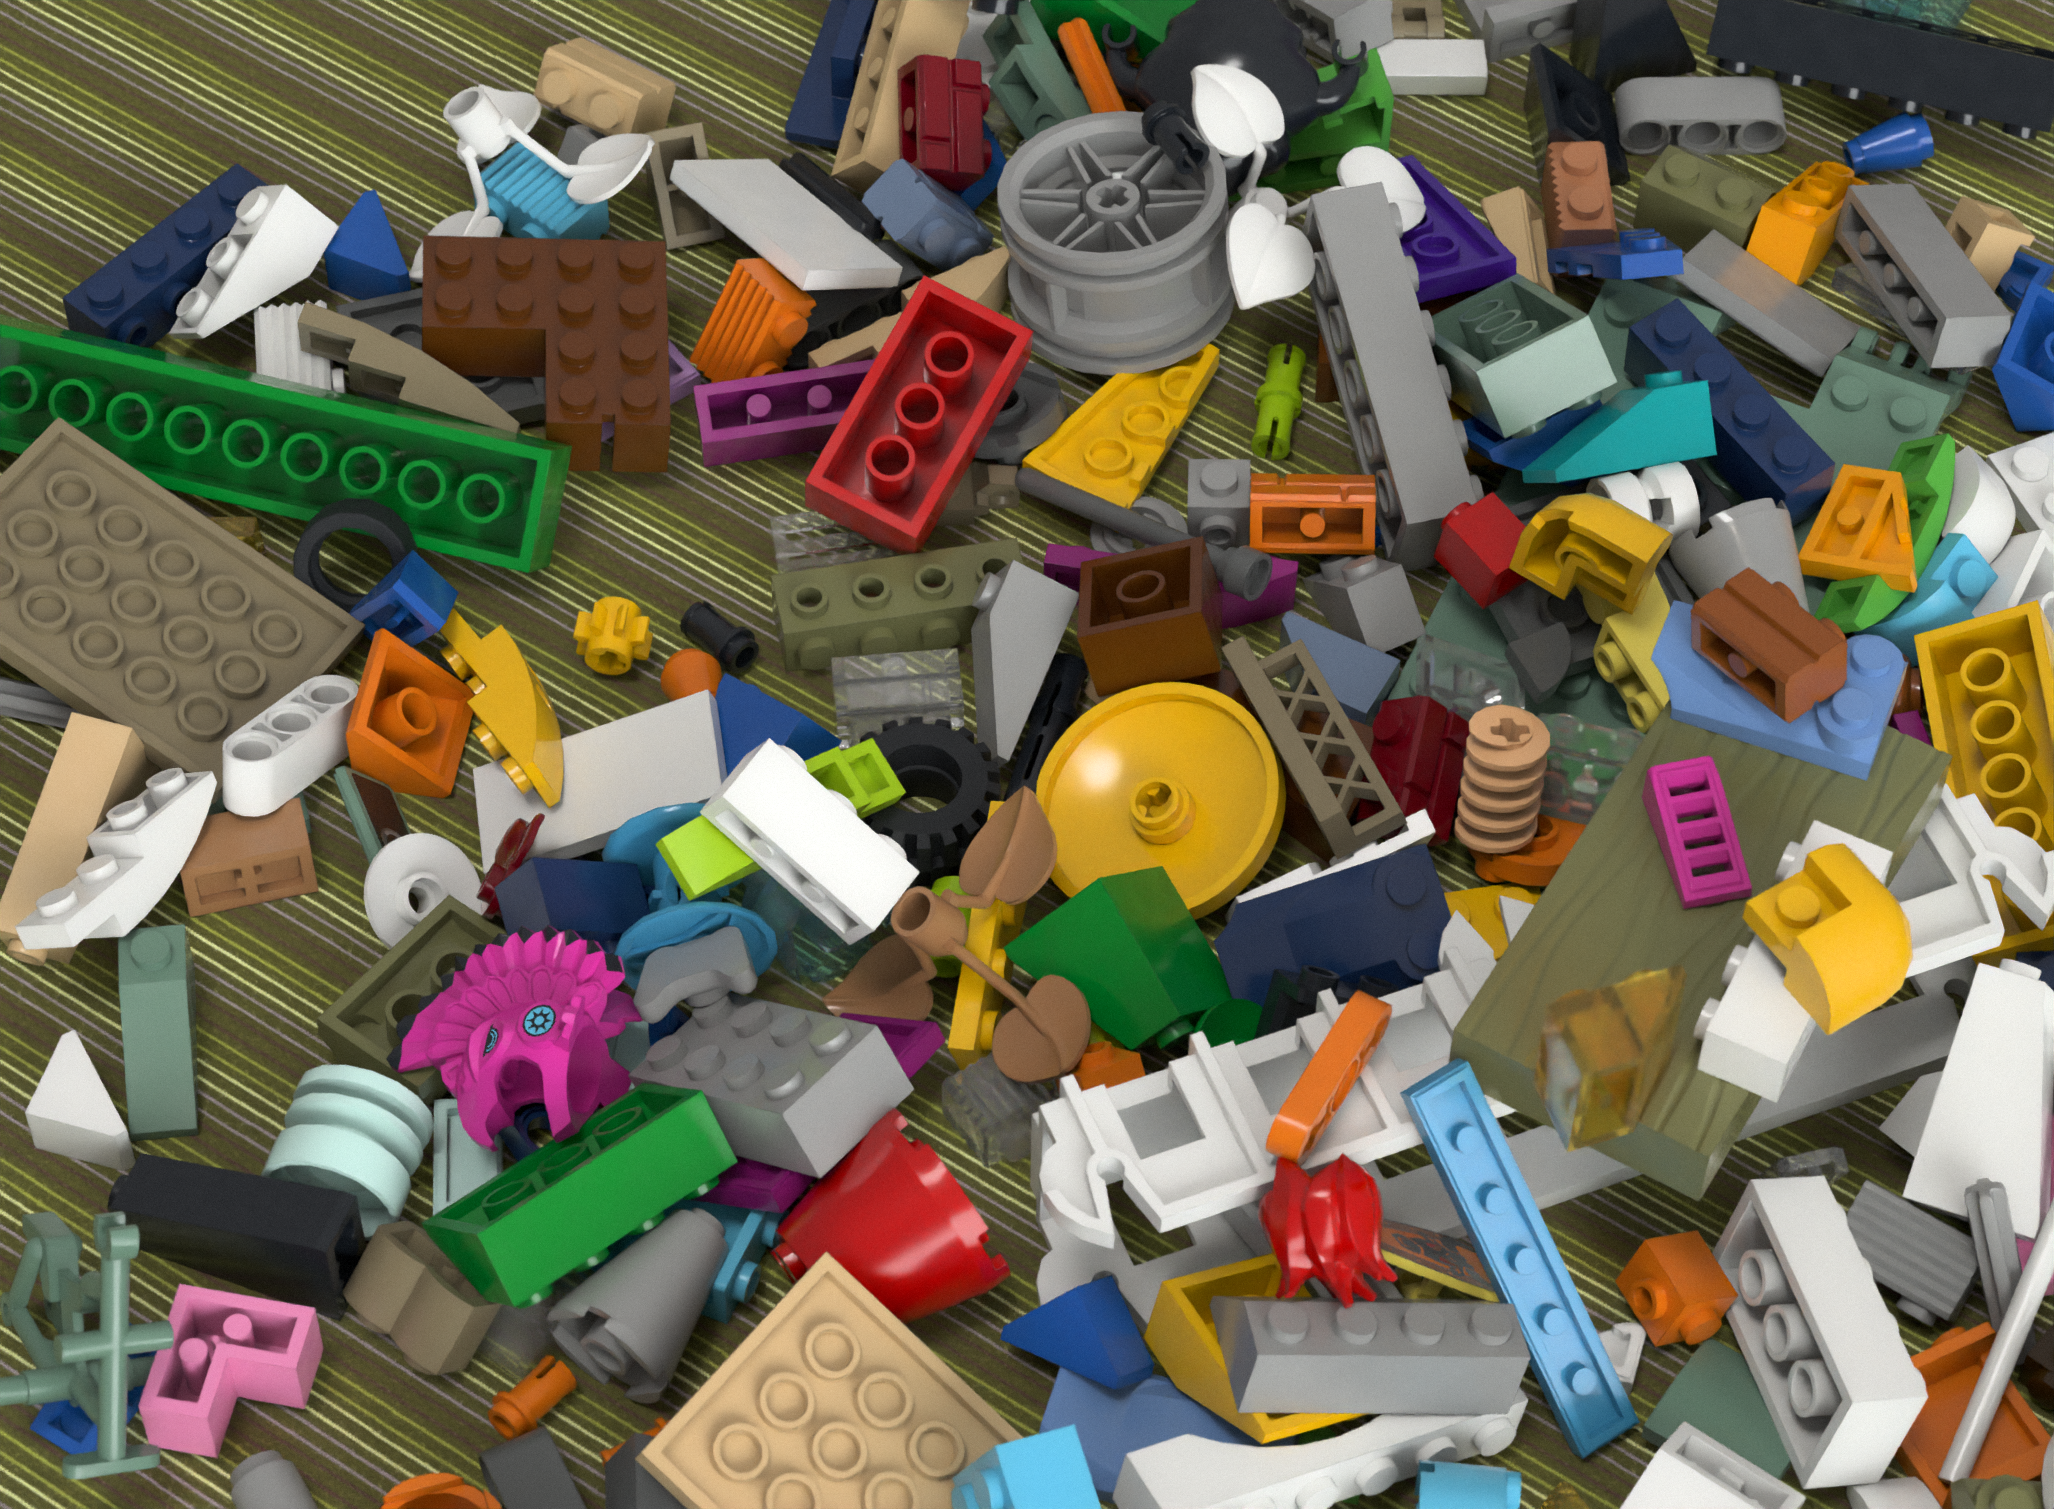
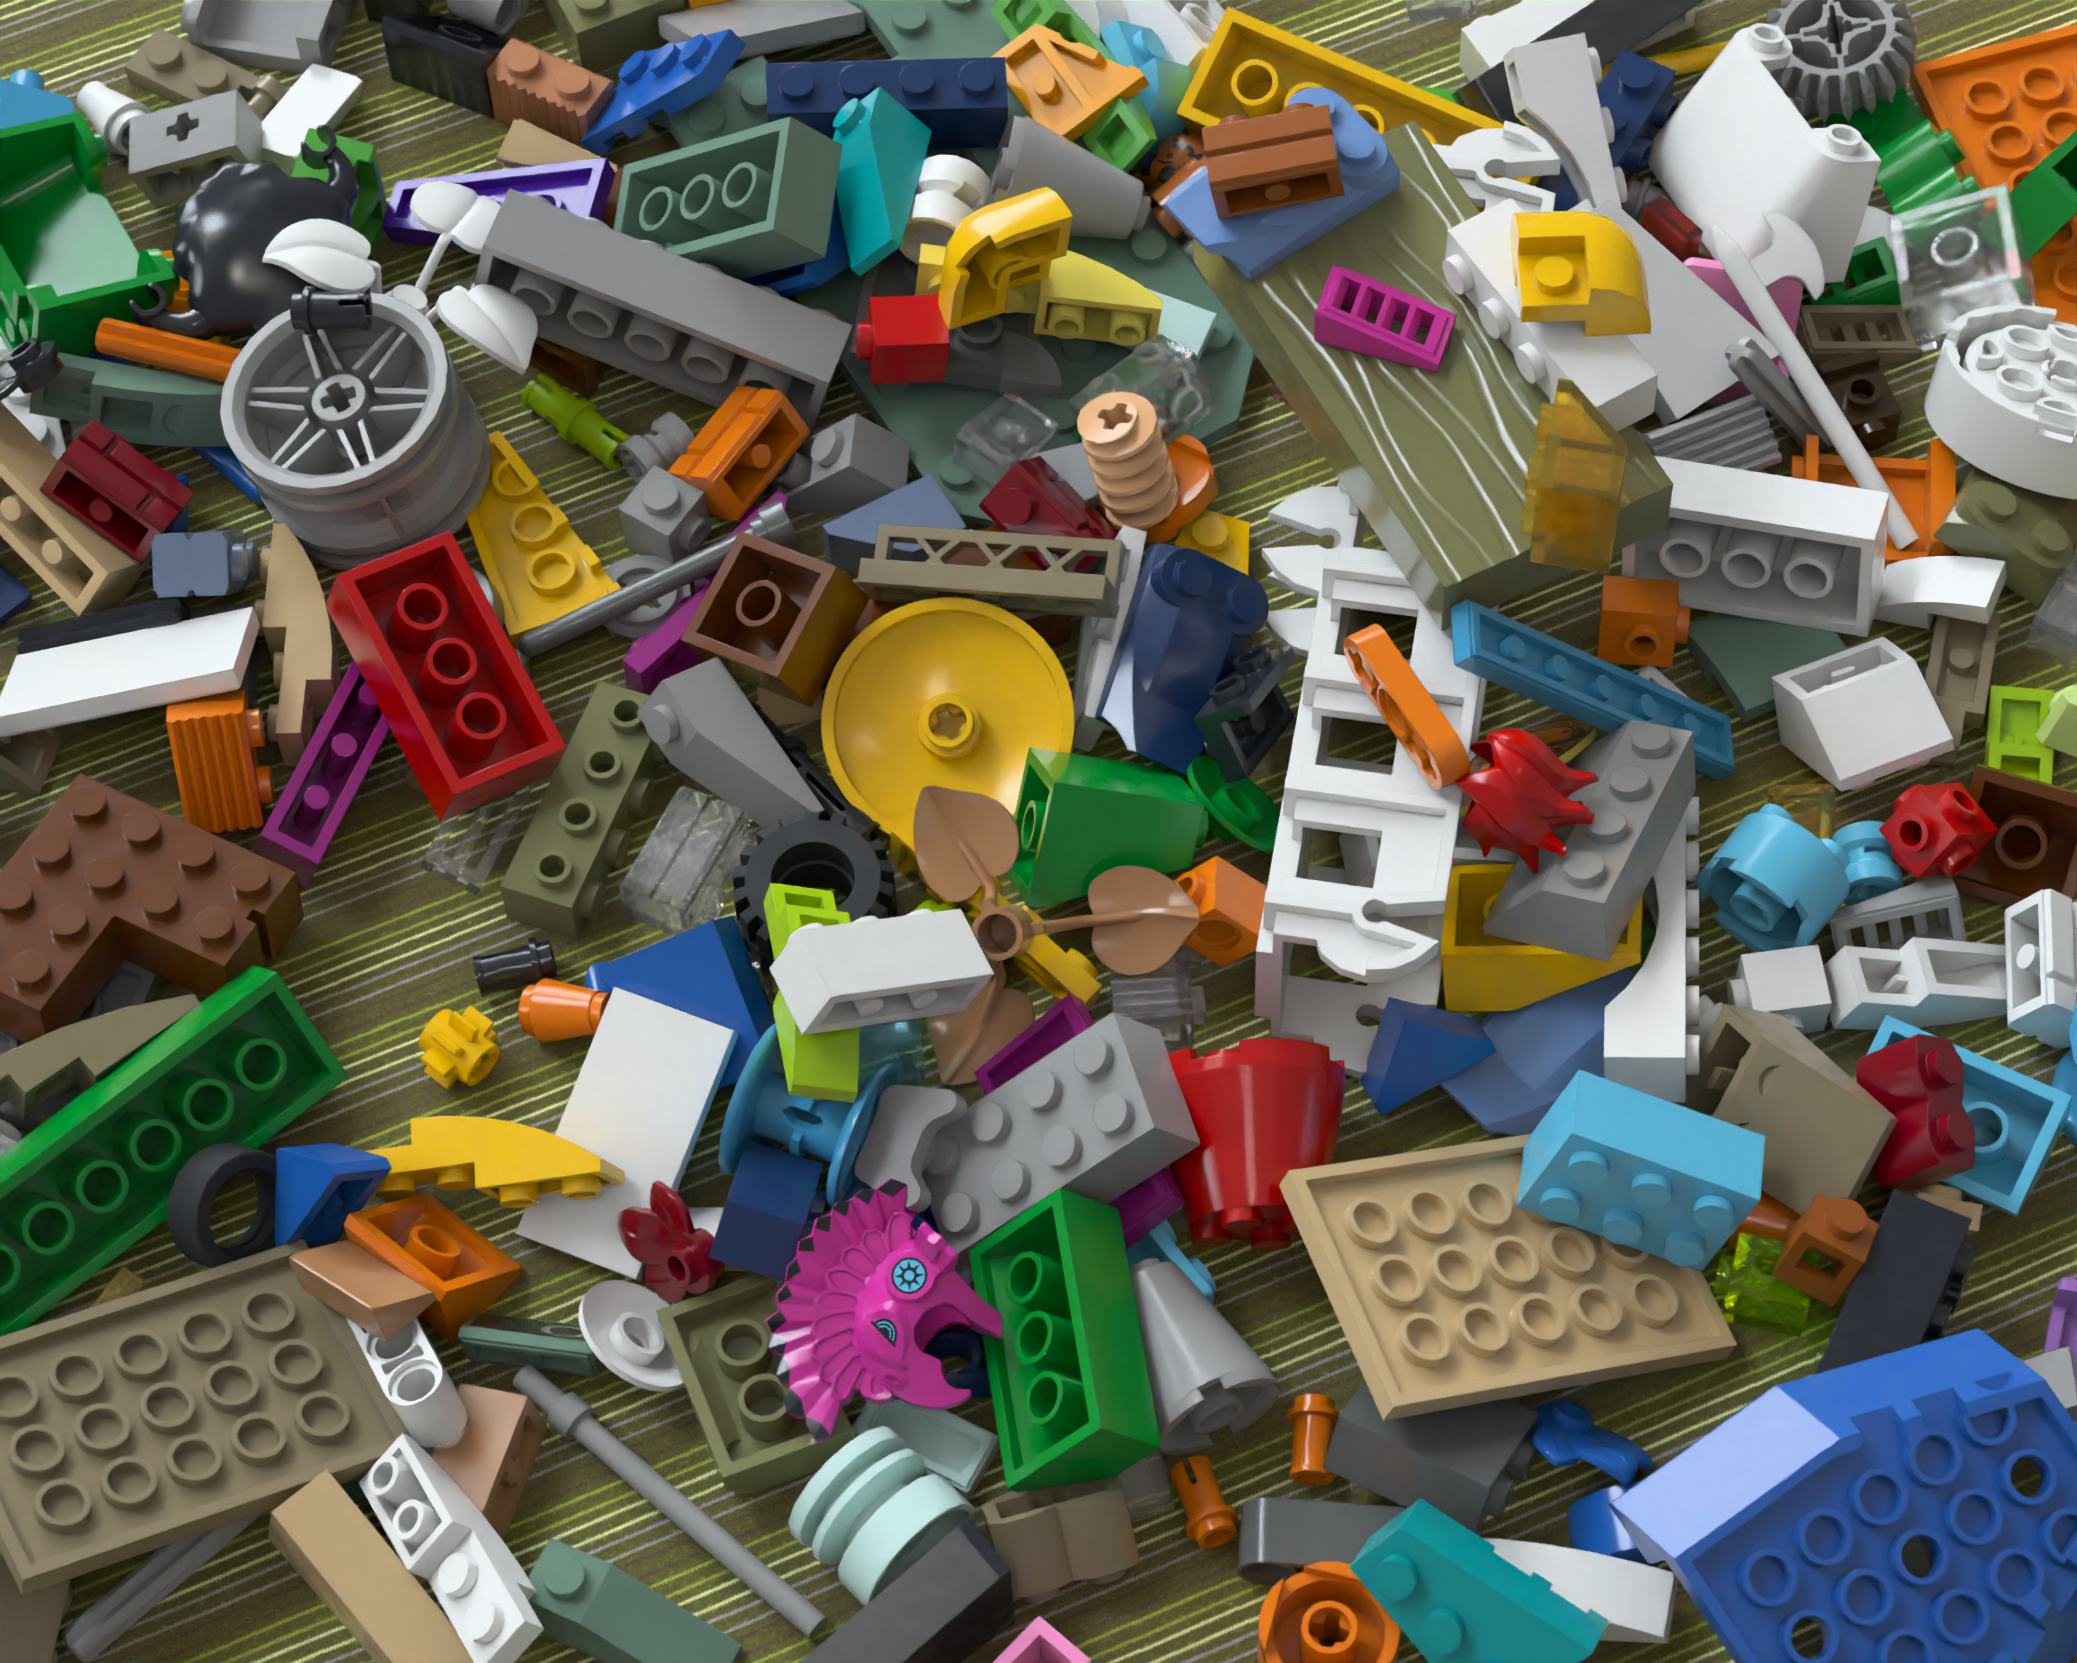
camera: 55 degrees left, 5 degrees up
(325, 673) = (361, 1287): none -> medium nougat slope
(329, 902) = (575, 1420): none -> light grey bar
(1277, 458) = (661, 446): none -> light grey wheel

